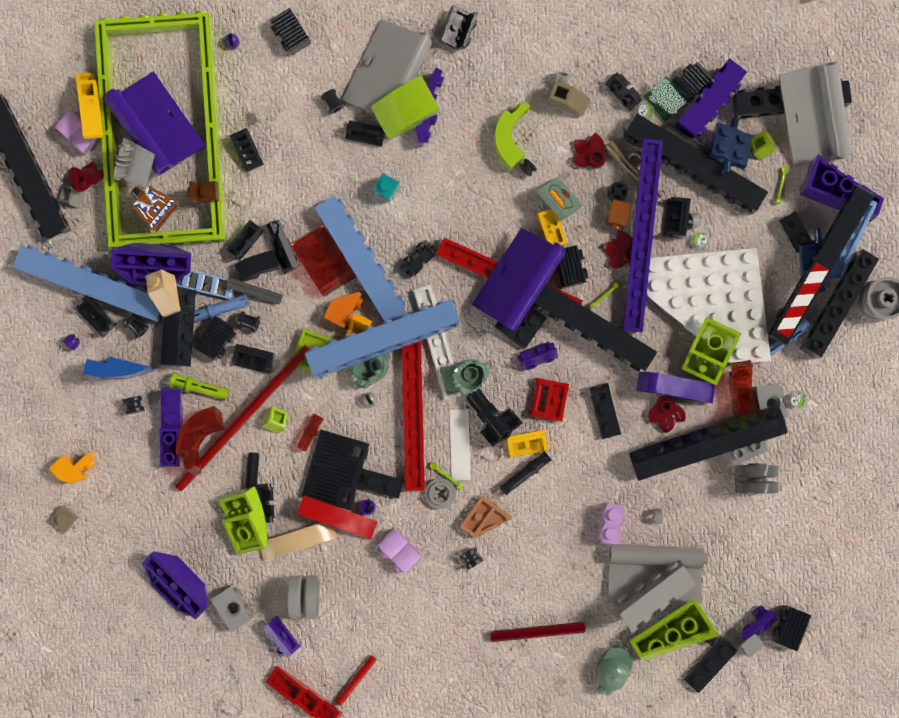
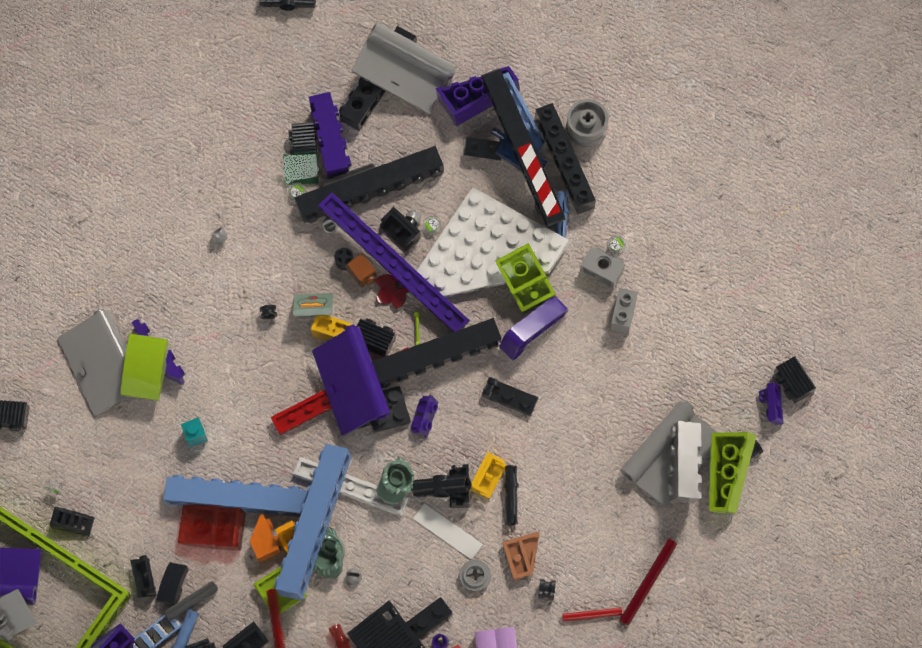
camera: 45 degrees left, 15 degrees down
(153, 206) = (56, 626): torso -> none
(203, 191) = (78, 577): reddish brown bracket -> none
(248, 321) = (212, 625): black bush -> none
(282, 247) = (174, 552): black hinge -> none
(332, 101) = (90, 423): black bush -> none
(364, 133) = (137, 417): black hinge -> none
(412, 263) = (268, 442): black hinge -> none
(413, 417) = (396, 550): red plate -> none
(434, 466) = (448, 565): lime hinge -> none
(458, 28) = (115, 282): bracket -> none
(479, 607) = (592, 614): none -> red bar
(504, 144) = (236, 316): lime arch -> none
(555, 399) = (471, 428): red plate -> none
(568, 98) = (239, 240): dark tan slope -> none
(587, 150) = (292, 257): dark red plate -> none
(609, 529) = (599, 454): lavender brick -> none
(613, 670) = (724, 542): sand green hair -> none
(625, 163) = (325, 236): dark tan axle -> none
(629, 98) = (262, 197): black hinge -> none
(658, 516) = (628, 418): light grey hinge -> none
(666, 416) = (551, 353): dark red plate -> none
(708, 442) = (595, 333): black brick -> none
(710, 664) = (778, 465): black plate -> none
(730, 146) = (377, 147): dark blue plate -> none
(741, 388) = (579, 282): clear red arch -> none
(752, 645) = (785, 420): light grey slope -> none
(756, 478) = (653, 318): dark grey wheel -> none
(762, 145) = (395, 125): lime slope -> none
(784, 170) = (428, 123): lime hinge -> none

